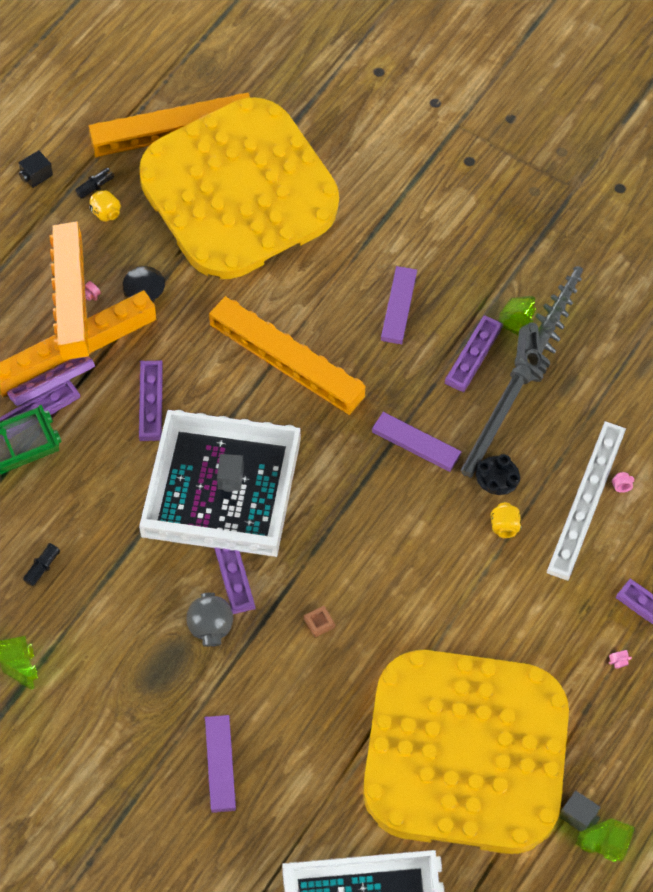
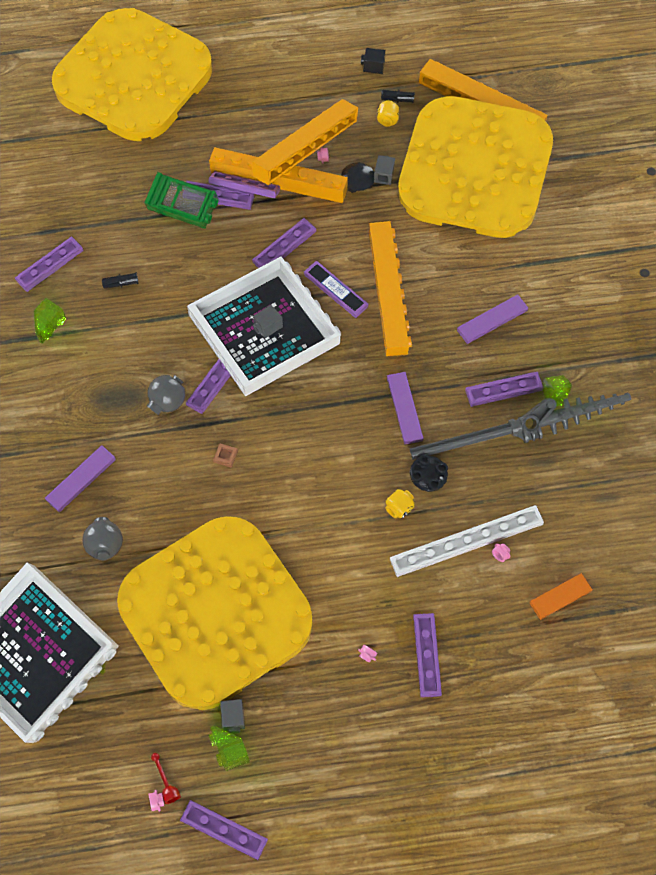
camera: 50 degrees right, 5 degrees up
(162, 257) = (384, 170): none -> dark grey brick
(241, 397) = (336, 289): none -> tile
(307, 789) = (102, 539): none -> dark grey brick

